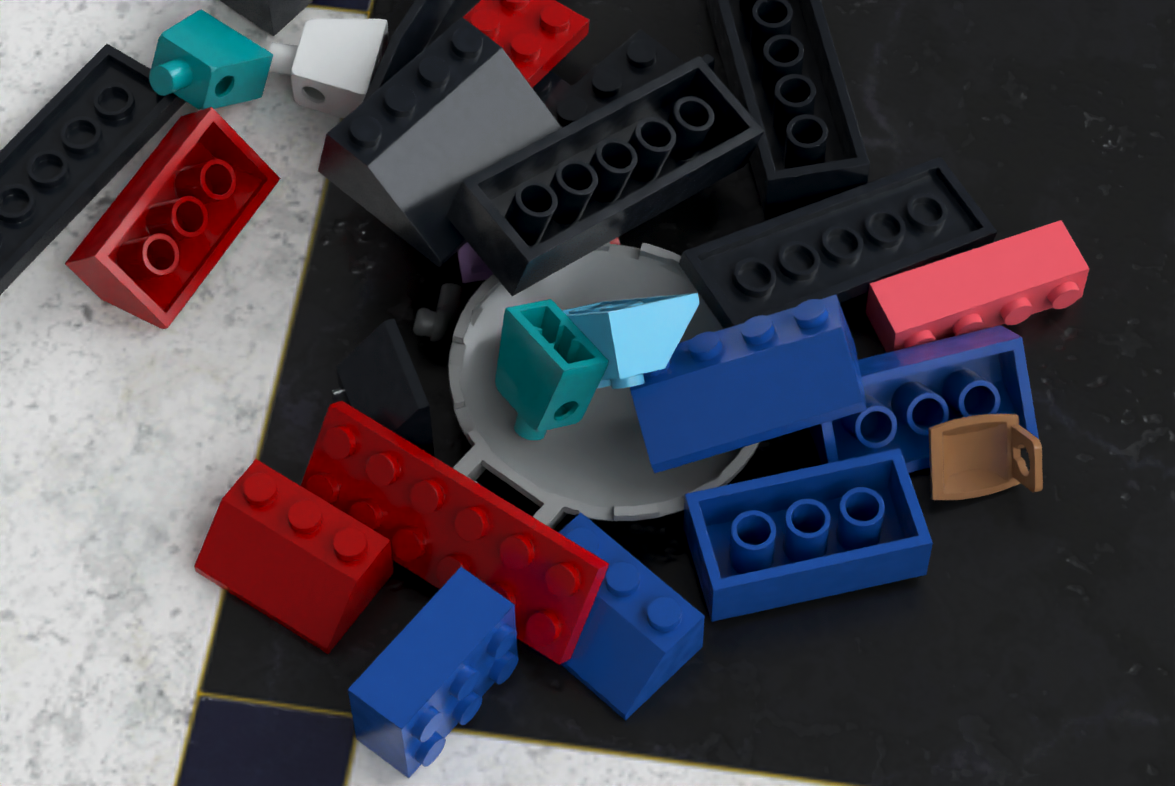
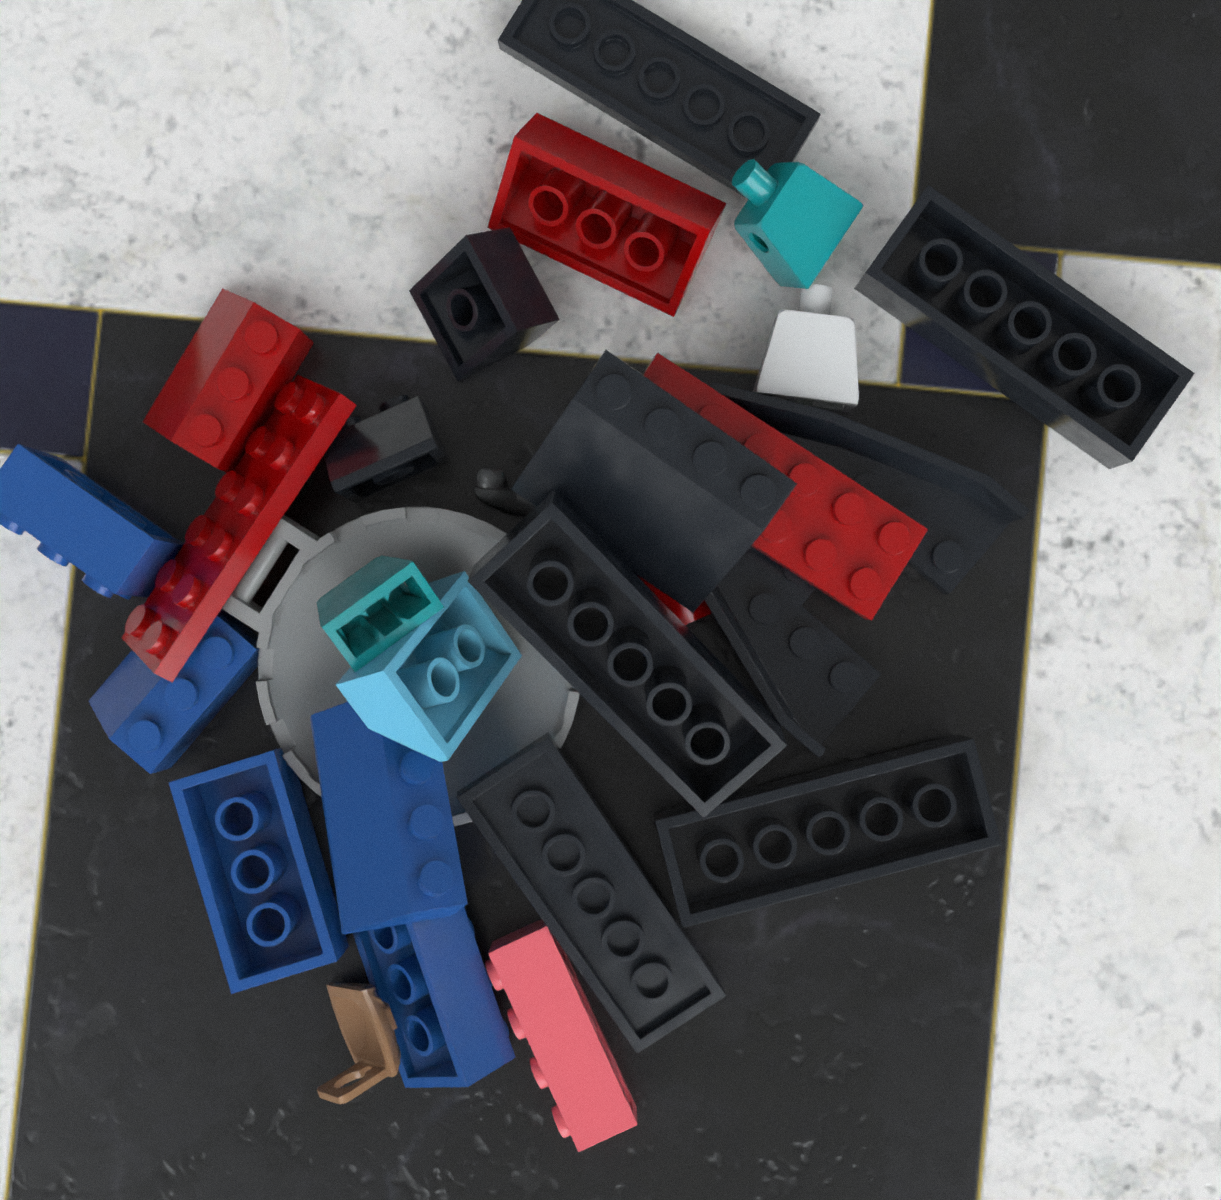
camera: 85 degrees right, 30 degrees up
(248, 325) = (483, 302): none -> black slope

